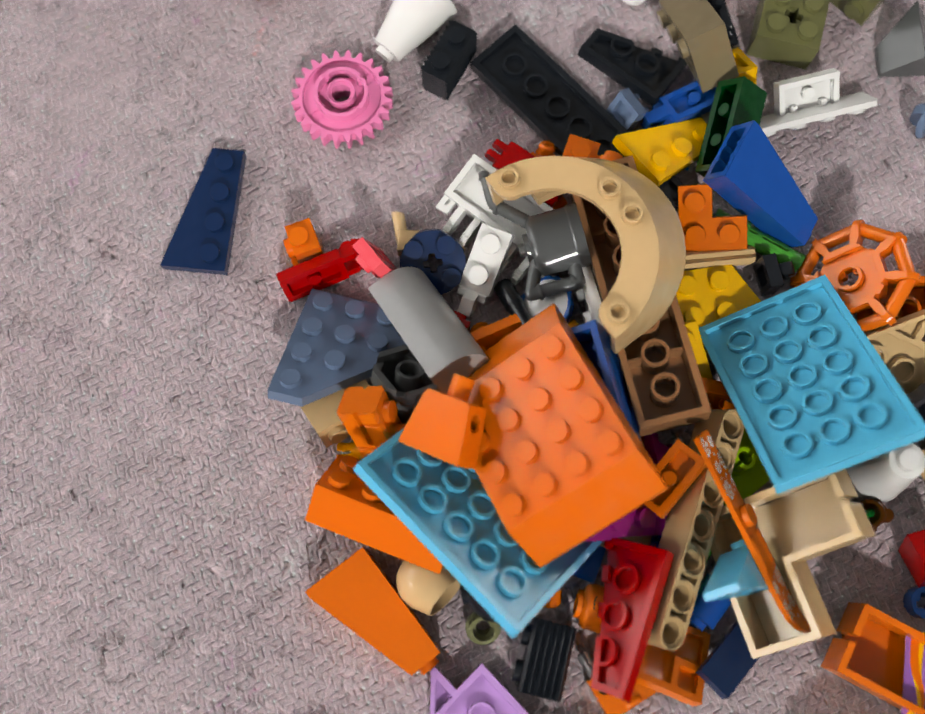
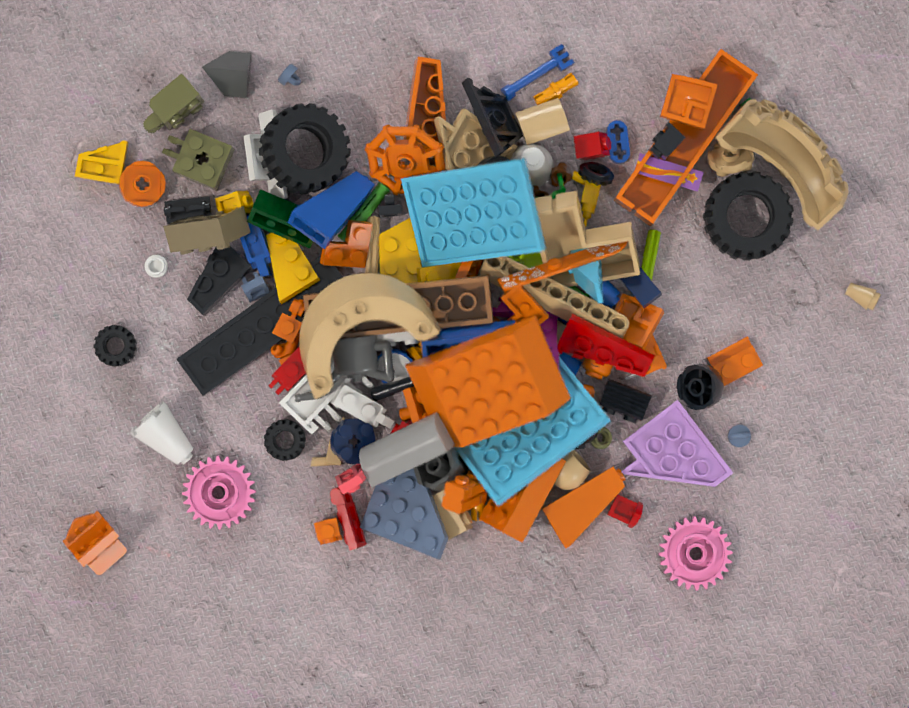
camera: 85 degrees left, 10 degrees up
(209, 220) = (300, 597): dark blue wing -> none
(374, 682) = (626, 510): none -> red tile
(420, 157) = (298, 444): none -> black tyre
(447, 424) = (478, 444): orange torso -> none
(449, 59) = (199, 411): black brick -> none
(784, 672) = (650, 252): none -> lime axle
(850, 563) = (589, 196): none -> yellow piece
(877, 132) = (324, 128): none -> black tyre
(888, 568) = (596, 173): none -> black gear

